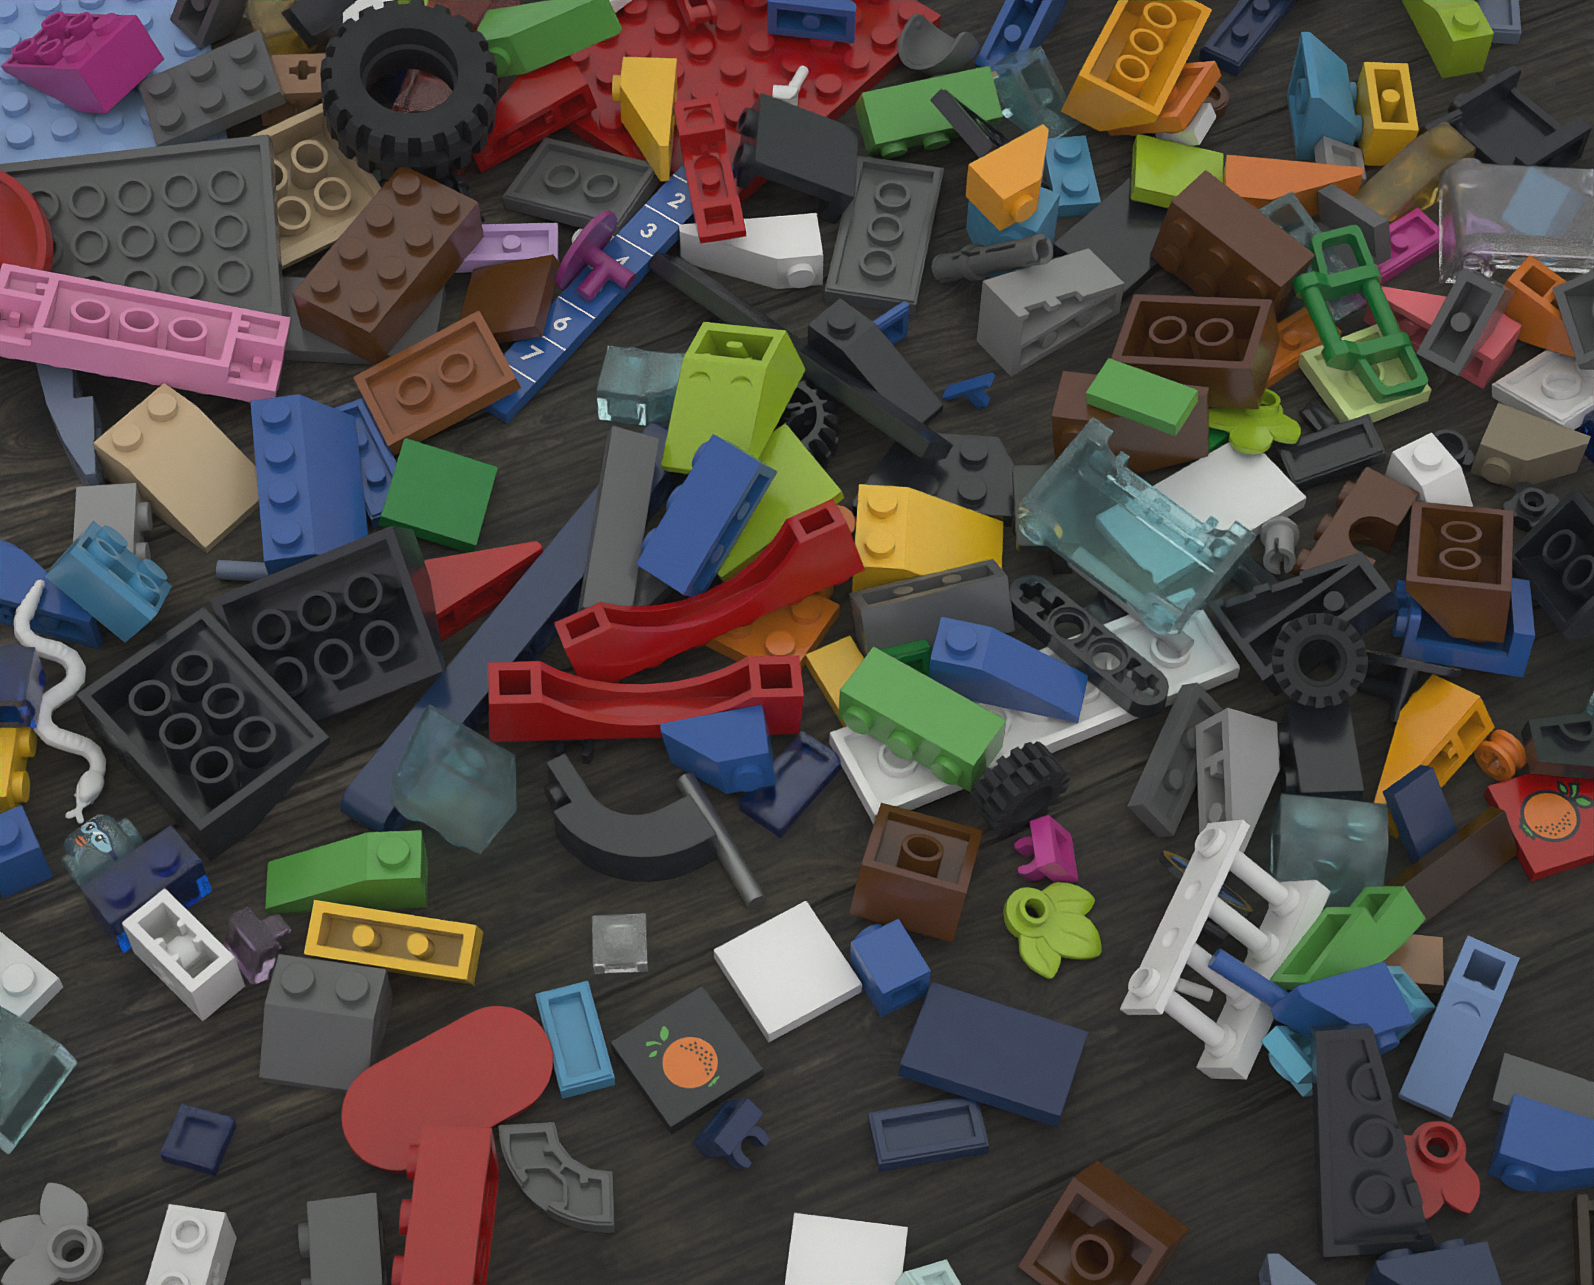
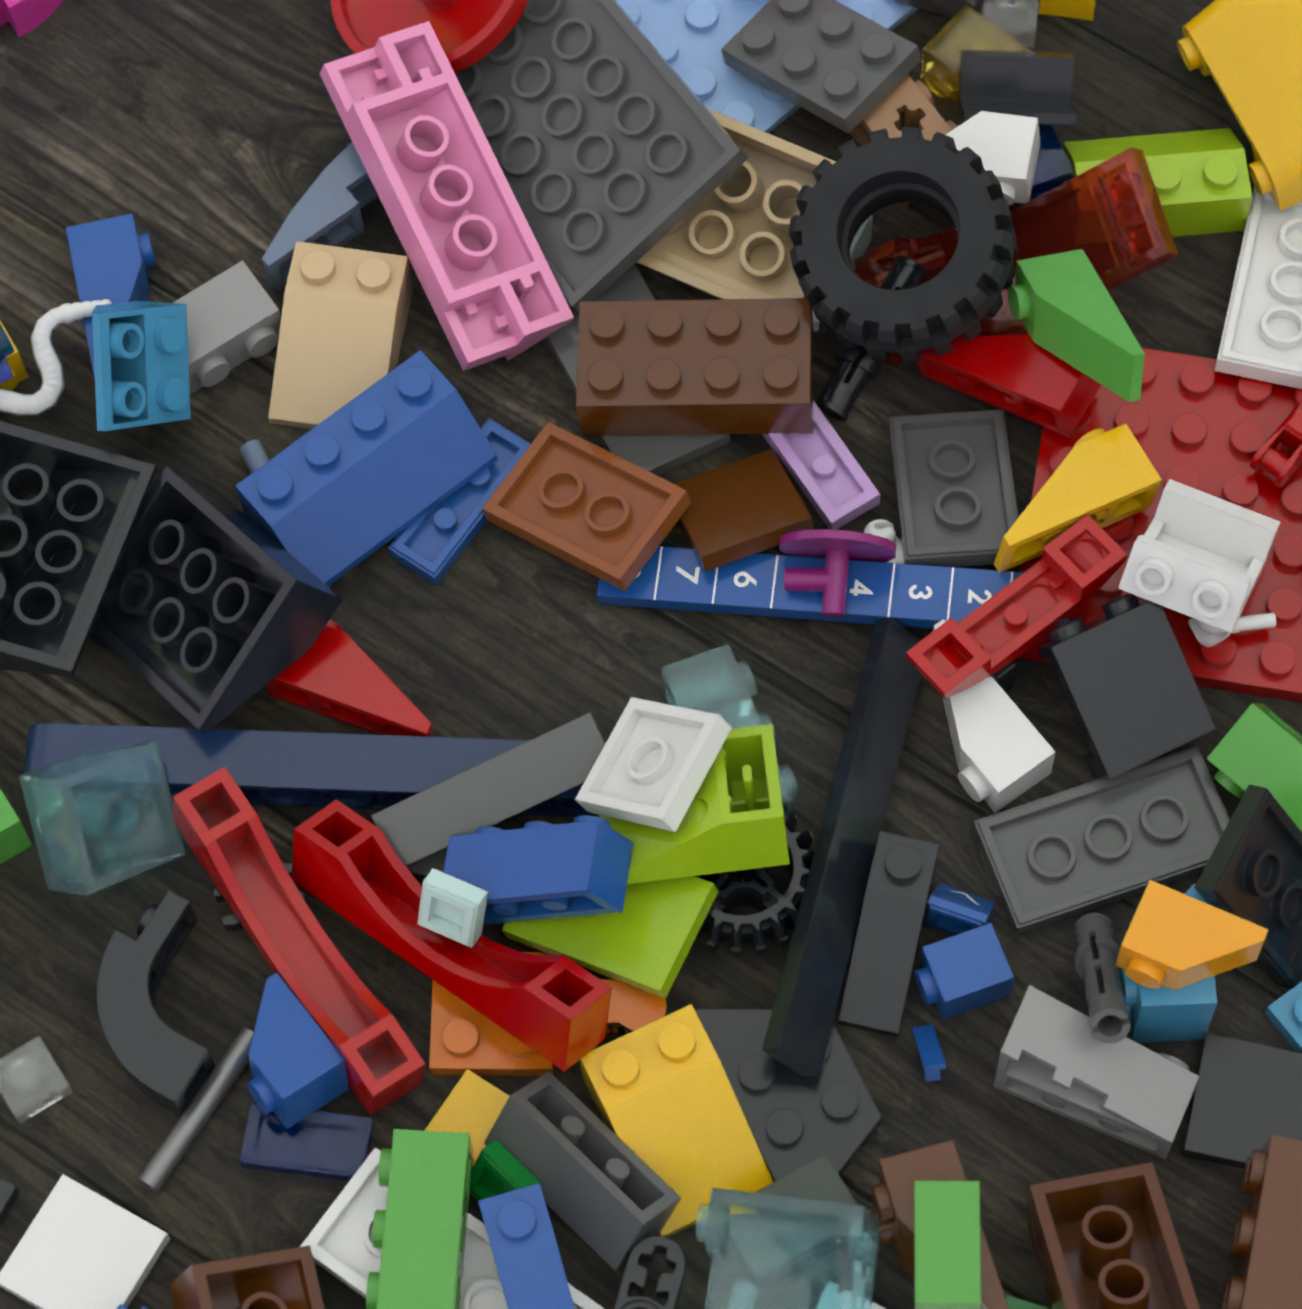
camera: 65 degrees right, 10 degrees up
(438, 495) = (450, 594): green tile -> none
(684, 398) = (653, 764): none -> white plate
(697, 578) = (452, 907): none -> light aqua tile
(745, 65) = (1200, 556): none -> white panel
(930, 340) = (964, 972): none -> blue brick

